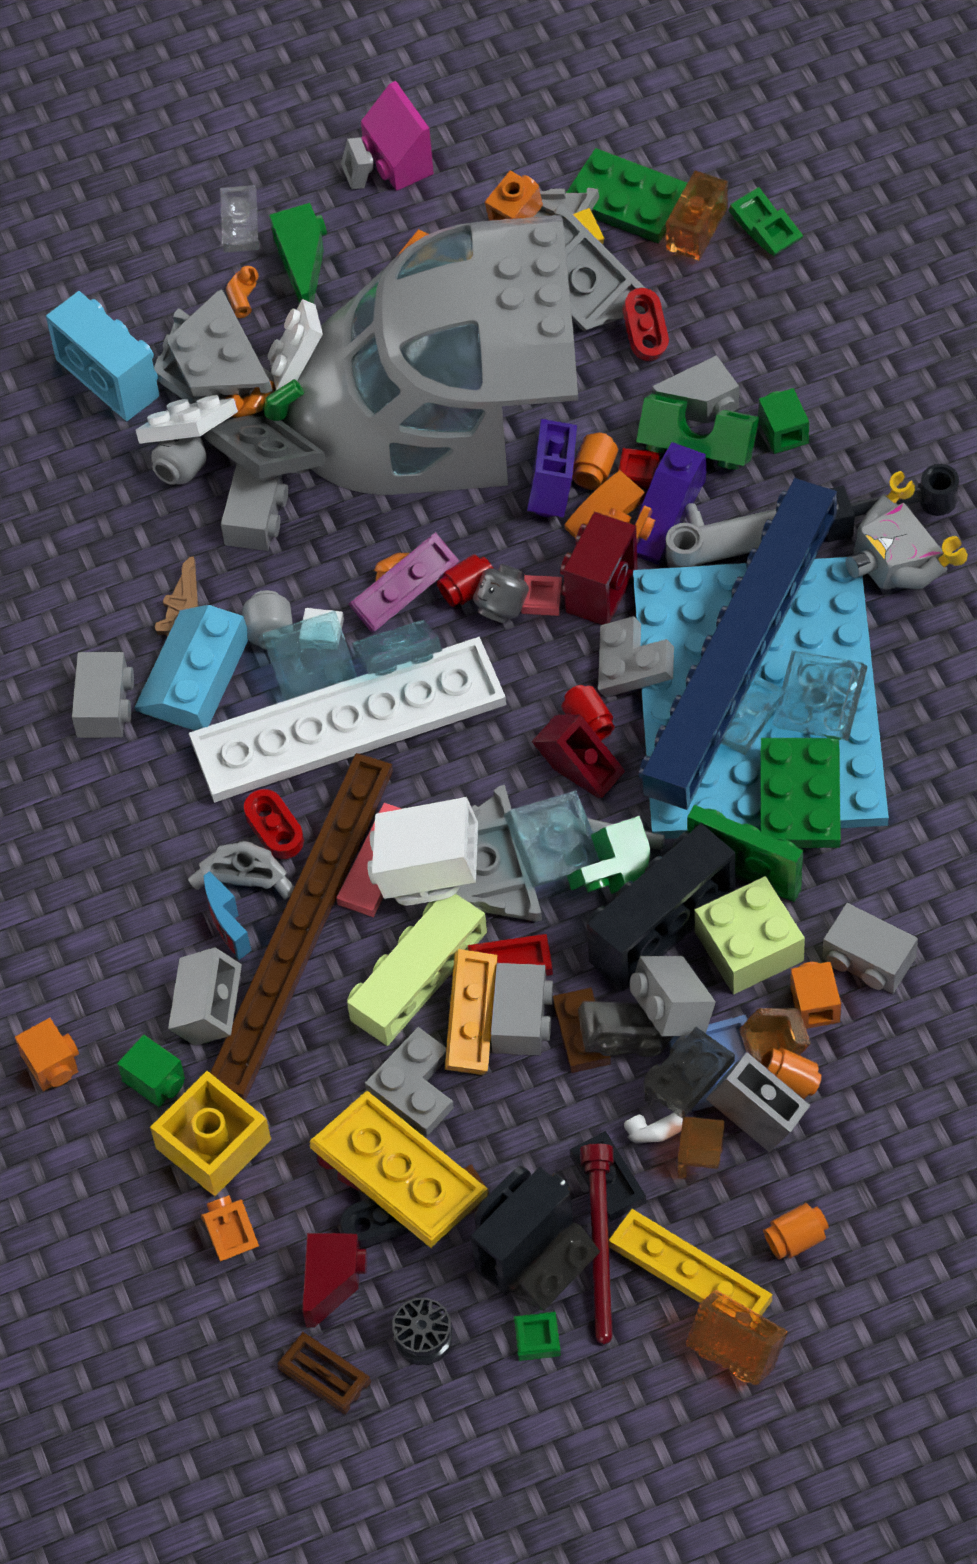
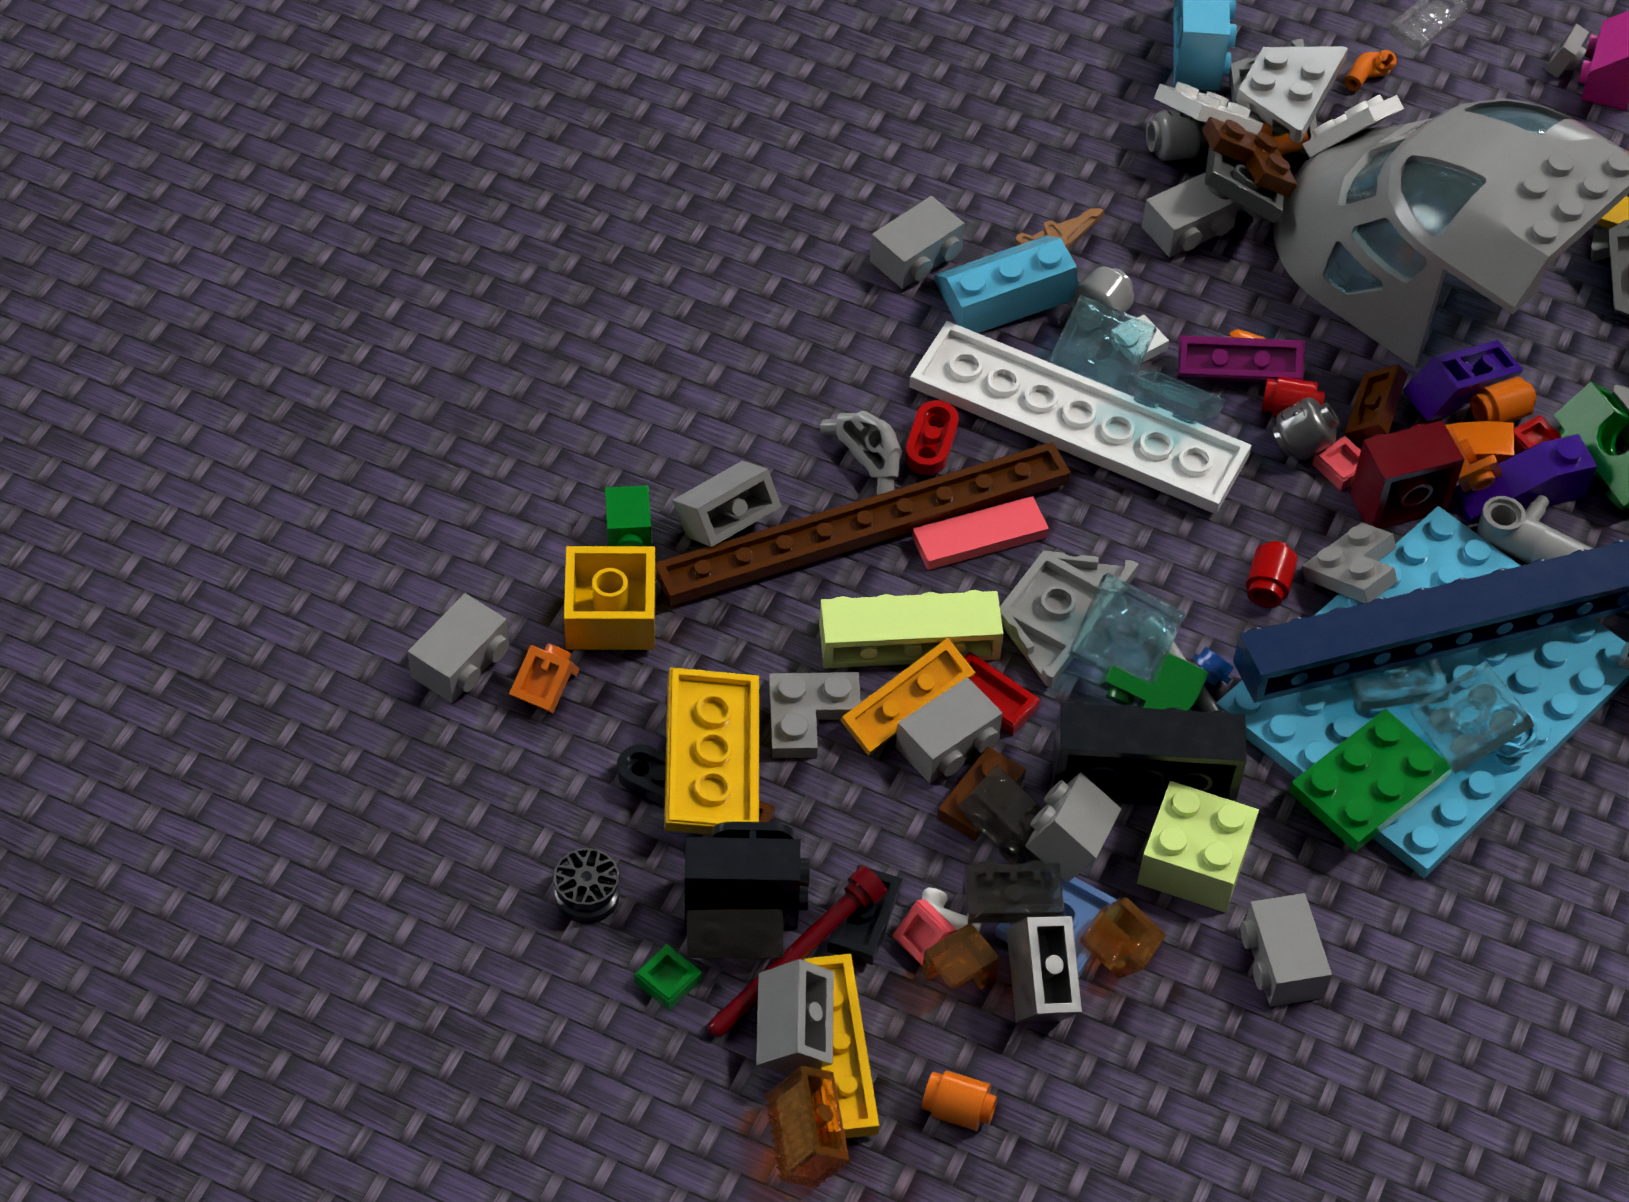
camera: 40 degrees right, 5 degrees down
(48, 1054) = (572, 442): orange brick -> none
(151, 1264) = (459, 648): none -> light grey brick
(224, 911) = (815, 463): dark azure slope -> none
(258, 423) = (1257, 151): none -> reddish brown plate
(278, 402) = (1298, 151): green arm -> none
(300, 246) = (1448, 75): green slope -> none
(330, 1273) = (570, 778): dark red slope -> none
(351, 1393) = (486, 877): reddish brown tile -> none
(424, 851) = (1006, 544): white brick -> none
(520, 534) = (1376, 403): none -> reddish brown plate
(578, 754) = (1225, 594): dark red slope -> none
(623, 809) = (1217, 667): none -> blue plate
(652, 1281) = (795, 1017): none -> light grey brick
(656, 1152) = (922, 929): none -> coral tile
(755, 852) = (1269, 783): green plate -> none
(793, 1070) = (1102, 977): orange brick -> none
(816, 994) = (1197, 941): orange brick -> none

